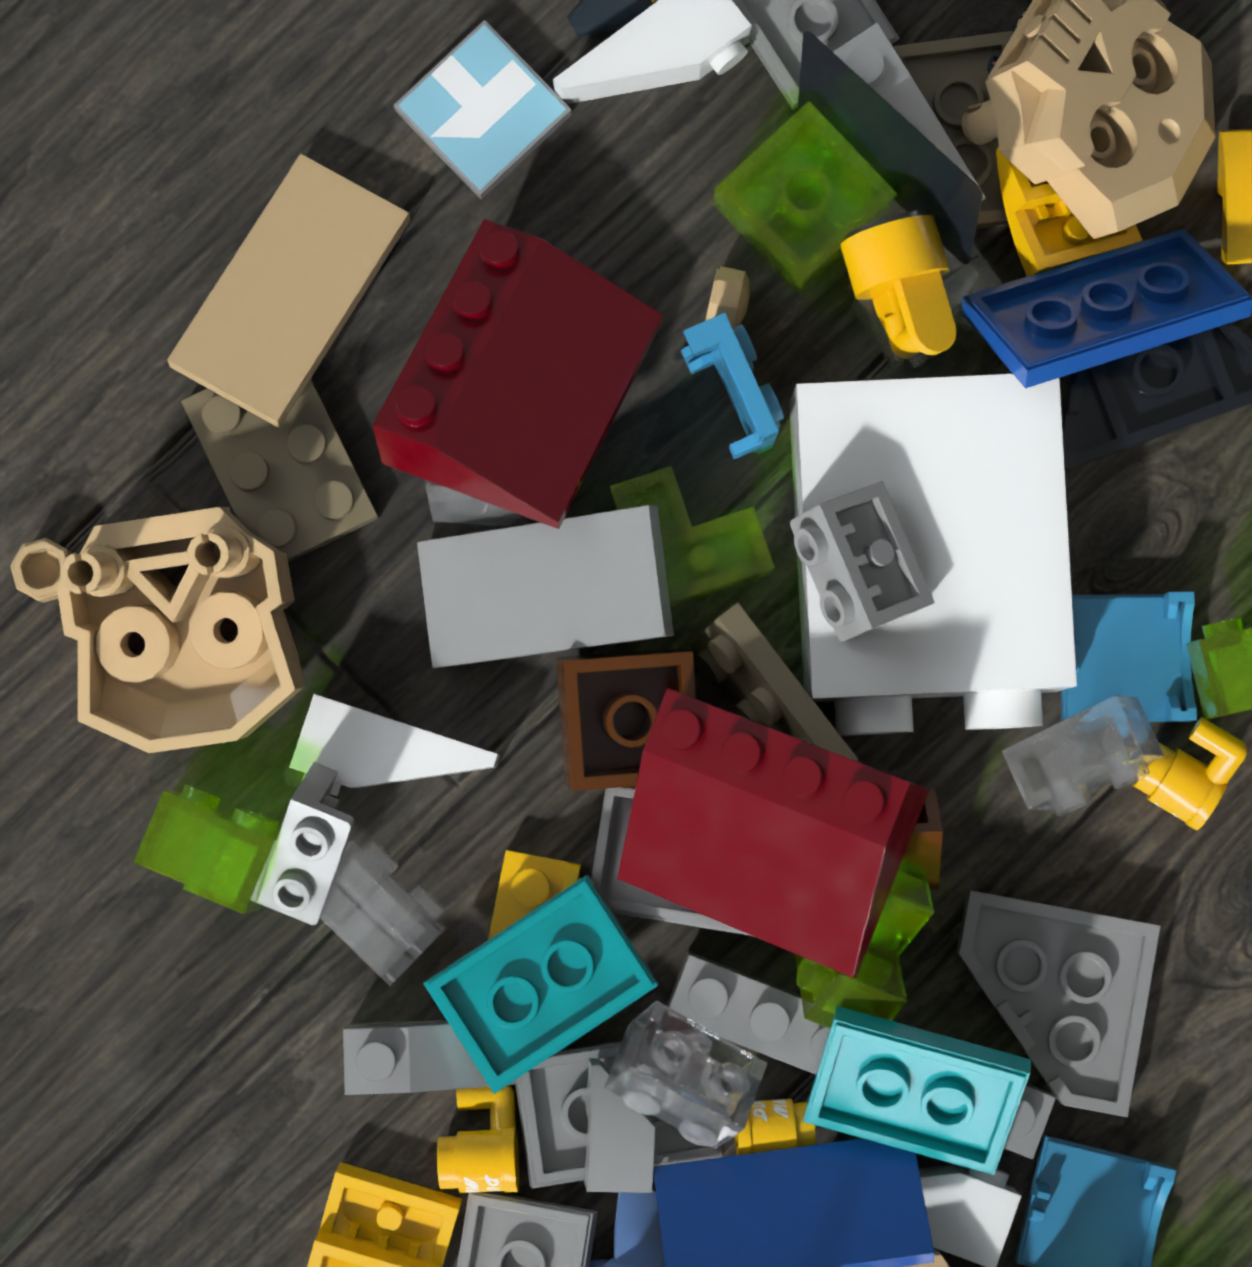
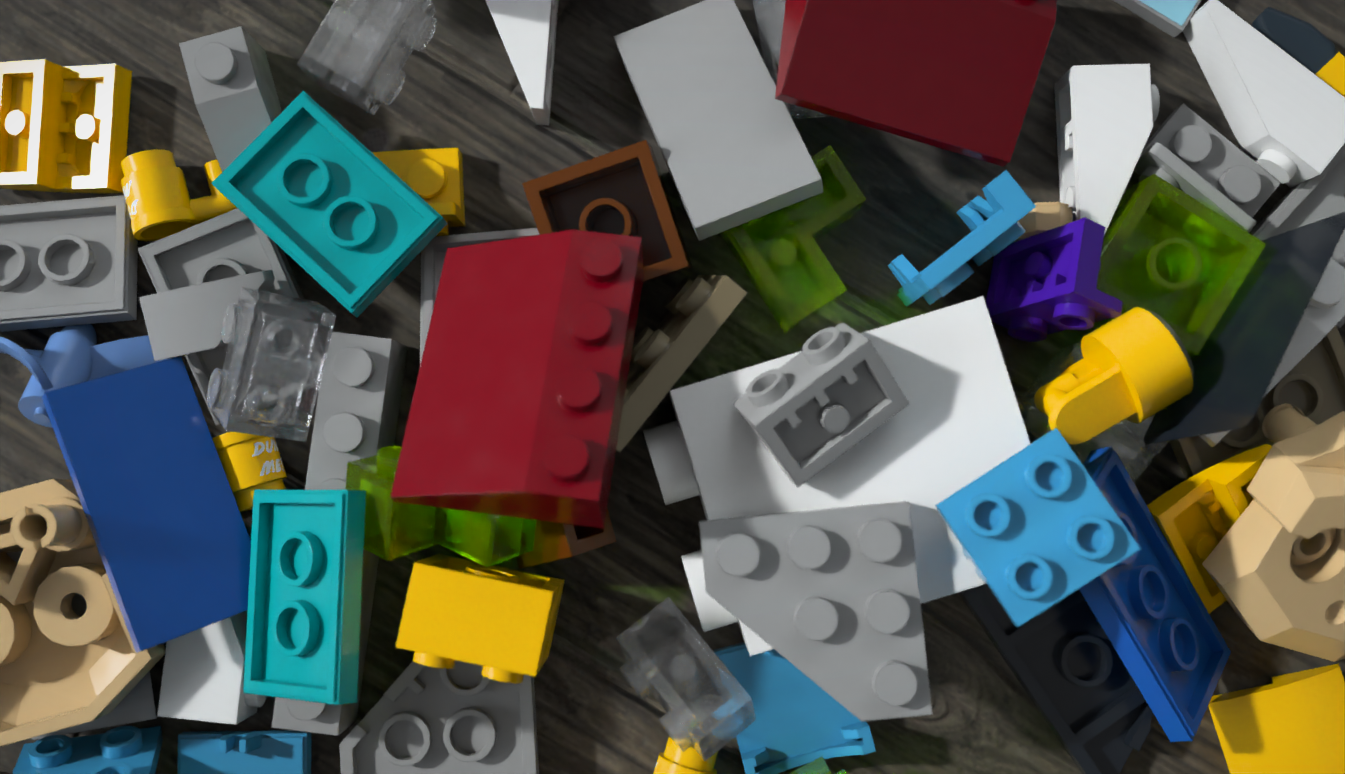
camera: 75 degrees right, 0 degrees up
(661, 219) = (1101, 132): none -> white slope
(716, 126) = (1206, 167): none -> light grey bracket
(792, 312) = (1050, 283): none -> dark purple bracket
(979, 927) = (479, 617): none -> yellow brick
(1024, 396) = (1037, 527): none -> dark azure piece
(1041, 599) = (831, 598): none -> light grey plate

